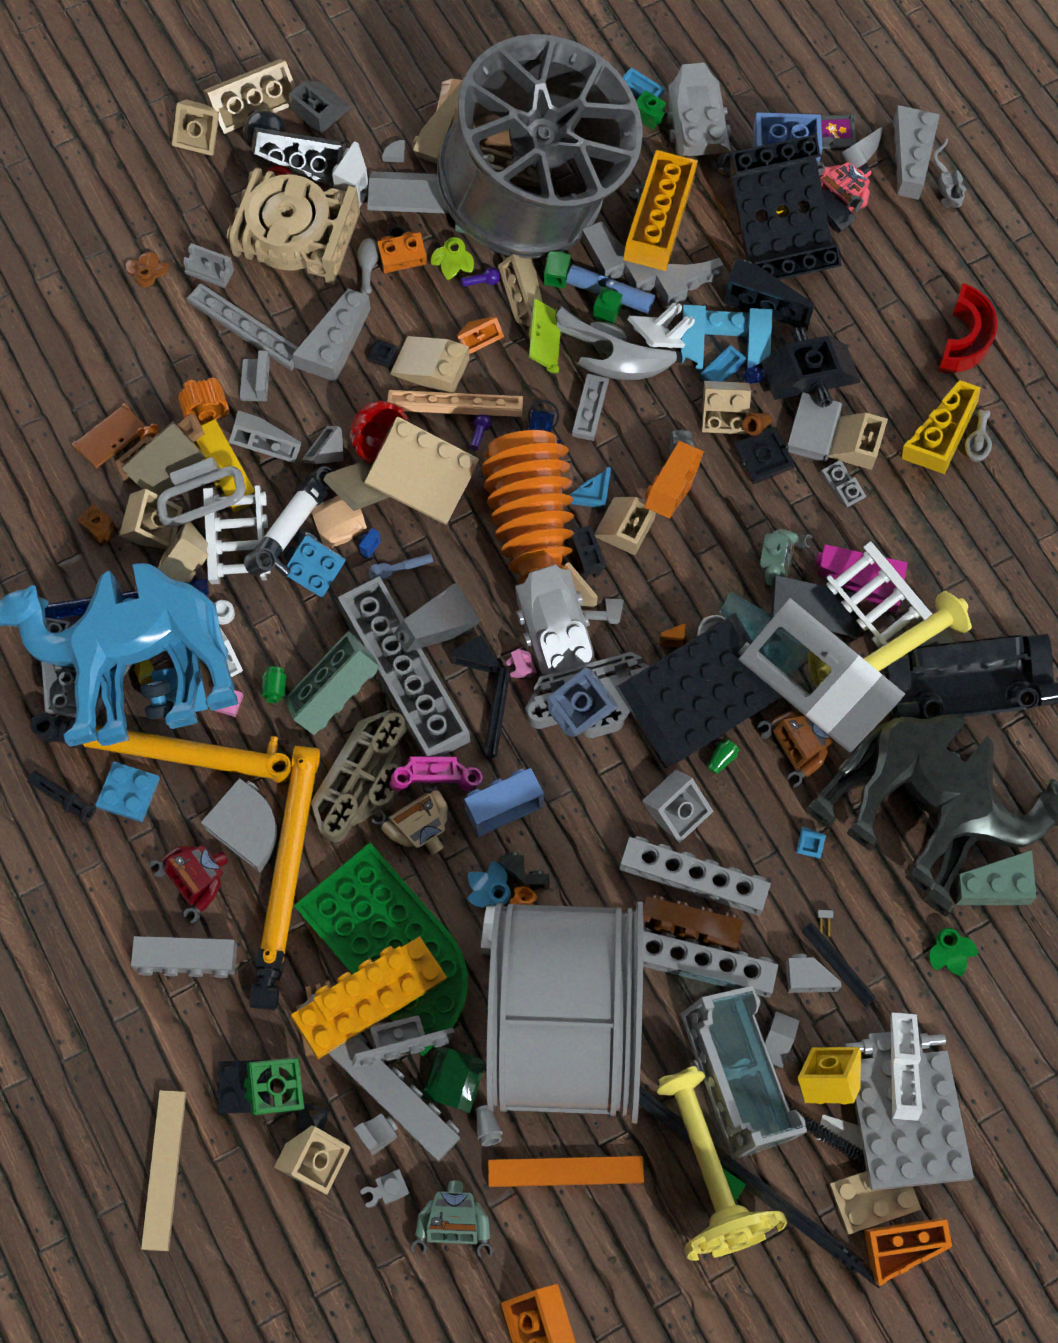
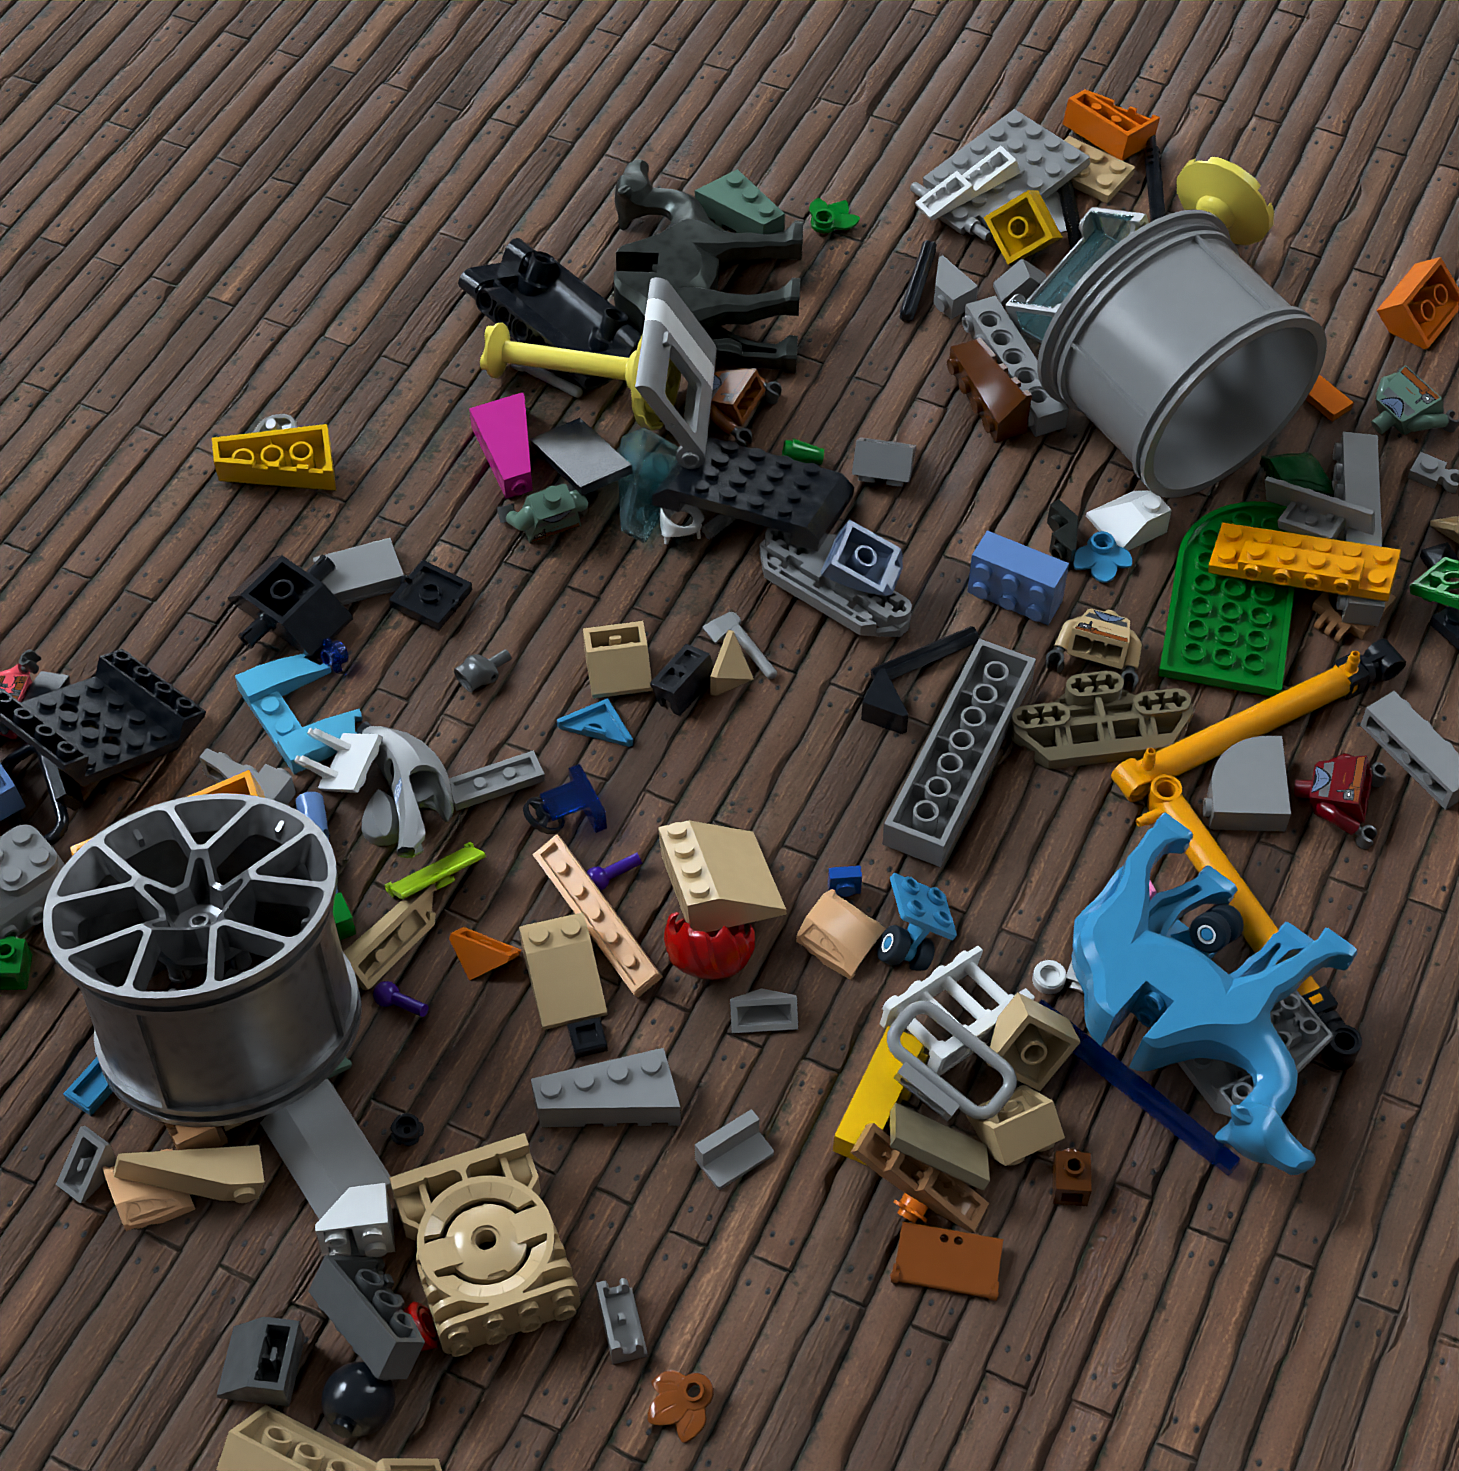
camera: 125 degrees left, 15 degrees down
(71, 801) = (1387, 964): black pin -> none
(127, 792) = (1323, 910): dark azure plate -> none
(204, 400) = (823, 1167): orange brick -> none
(243, 325) = (670, 1221): light grey tile -> none
(263, 437) = (810, 1080): light grey slope -> none
(273, 684) = (1085, 862): green brick -> none
(306, 497) = (844, 969): piece -> none
(331, 683) = (1039, 796): sand green slope -> none
(350, 486) = (801, 926): dark tan tile -> none
(367, 257) = (470, 1135): light grey piece -> none
(377, 1133) = (1405, 495): light grey arch -> none
(385, 570) = (859, 855): sand blue piece -> none
(394, 152) = (271, 1222): light grey tile -> none
(402, 252) = (432, 1097): orange brick -> none
(435, 771) = (1050, 658): dark pink plate -> none
(438, 620) = (884, 743): dark grey slope -> none
(451, 260) = (396, 1044): lime plate -> none
(487, 1127) = (1308, 430): light grey cone -> none
(523, 664) = (854, 659): bright pink tile -> none
(523, 893) = (1088, 522): orange plate -> none
(529, 499) = (683, 728): orange cone -> none
(554, 620) = (801, 635): light grey slope -> none
(607, 305) = (346, 836): green brick -> none
(673, 637) = (710, 554): orange slope -> none
(674, 480) = (542, 631): orange wedge -> none
(702, 887) = (940, 412): light grey brick -> none
(724, 365) = (341, 693): dark azure tile -> none
(725, 406) = (394, 656): tan slope -> none
(756, 288) = (218, 694): black slope -> none
(756, 422) = (398, 613): dark orange cone -> none
(810, 842) = (823, 354): dark azure slope -> none
(825, 914) = (881, 311): light grey piece -> none
(842, 485) = (410, 517): light grey slope -> none
(858, 439) = (347, 517): tan slope -> none
(886, 574) = (504, 402): white fence -> none
(982, 323) = (130, 483): red brick -> none

